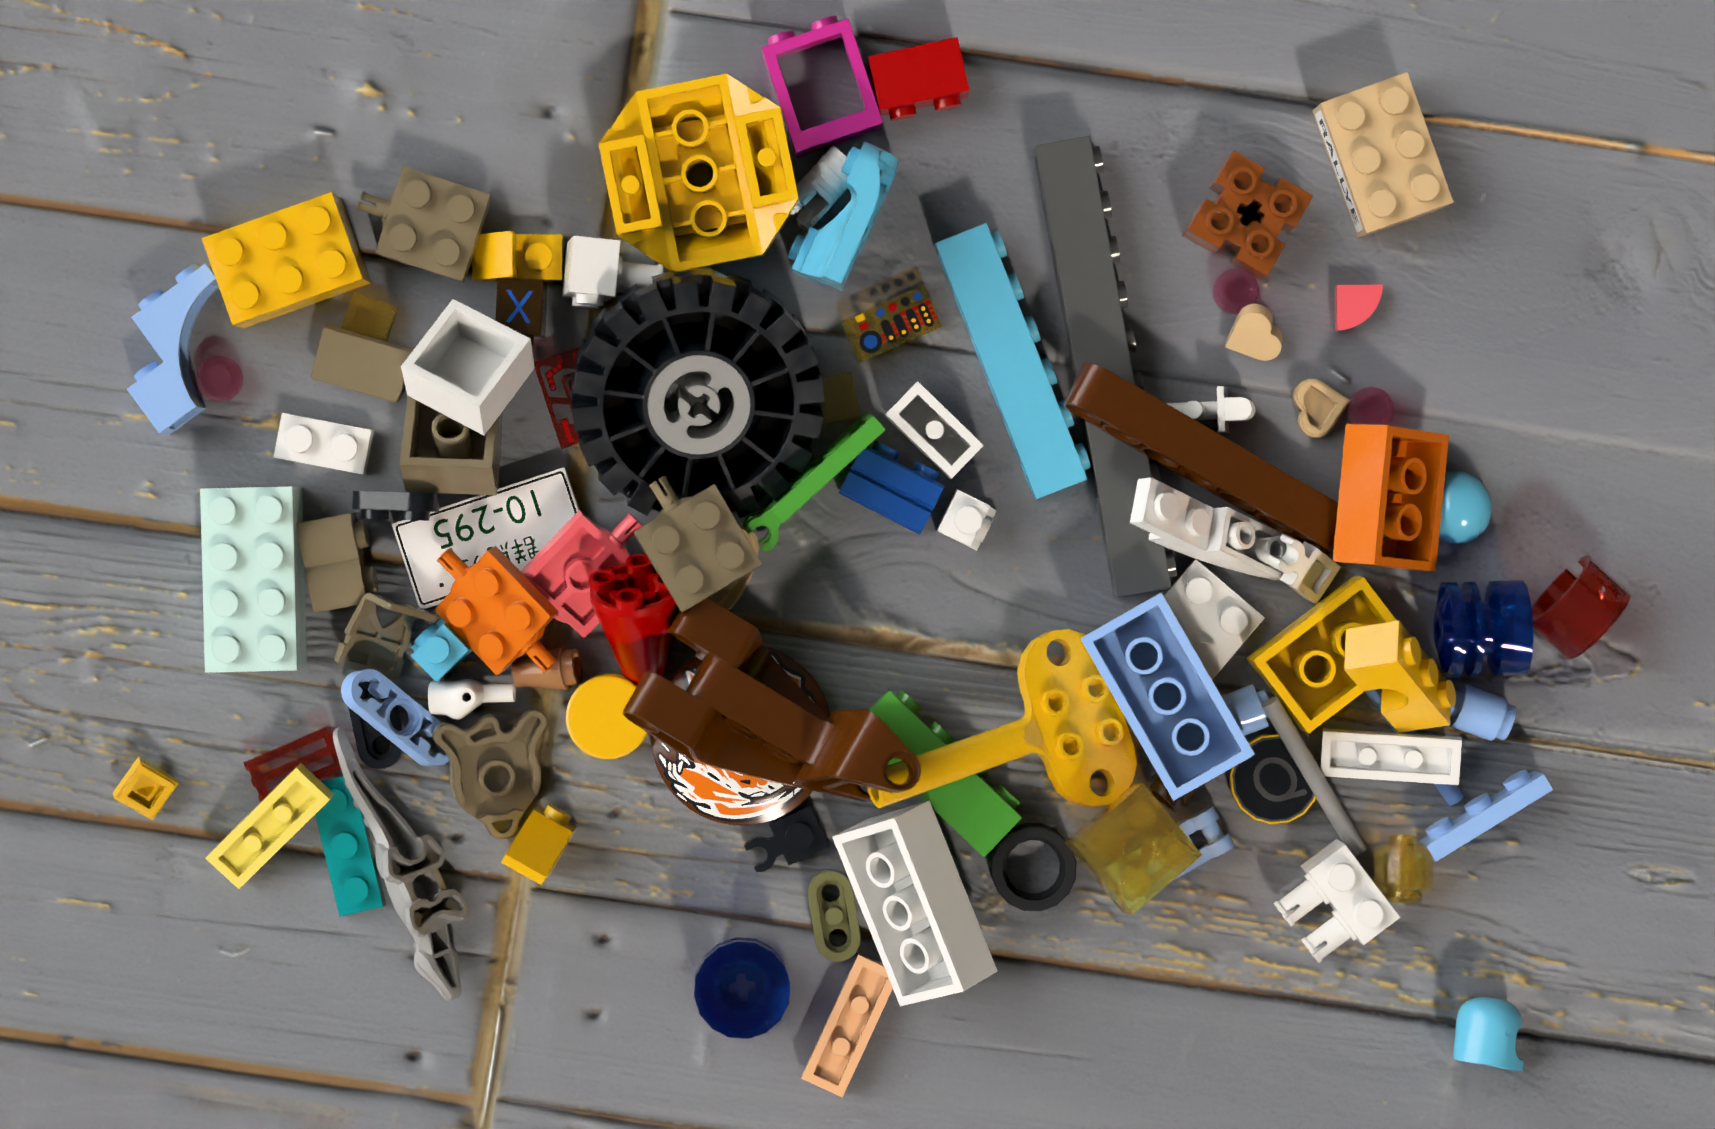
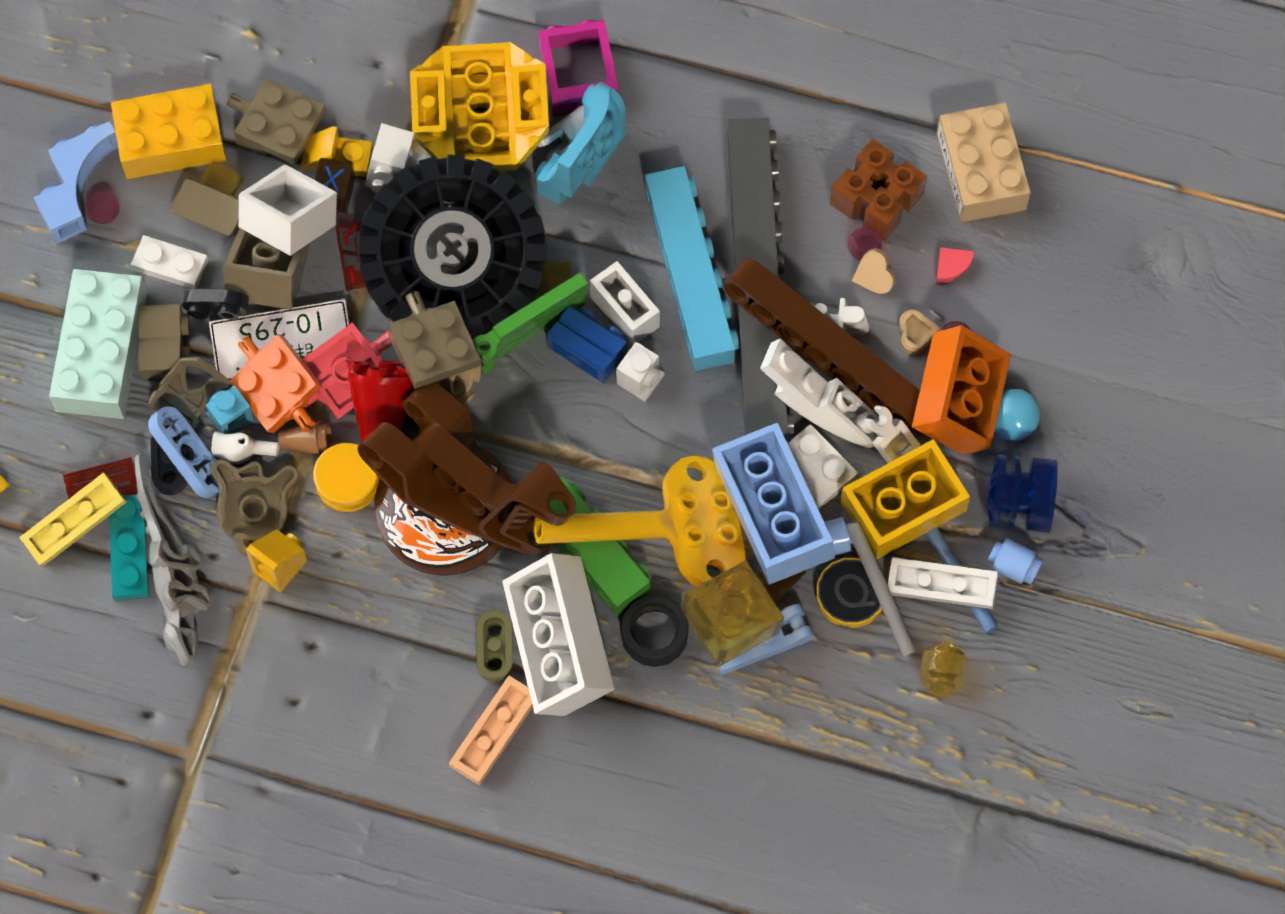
camera: 10 degrees right, 20 degrees down
(723, 1007) = (414, 662): clear blue wheel -> none
(794, 836) = (473, 586): black plate -> none
(891, 324) = (604, 234): tile -> none
(919, 78) = (650, 69): red brick -> none
(1357, 903) = (897, 677): white brick -> none
(1411, 684) = (945, 488): yellow arch -> none
(1484, 813) = (1012, 635): light blue plate -> none
(1488, 1033) = (996, 793): medium azure helmet -> none
(1575, 611) = (1096, 488): clear red piece -> none

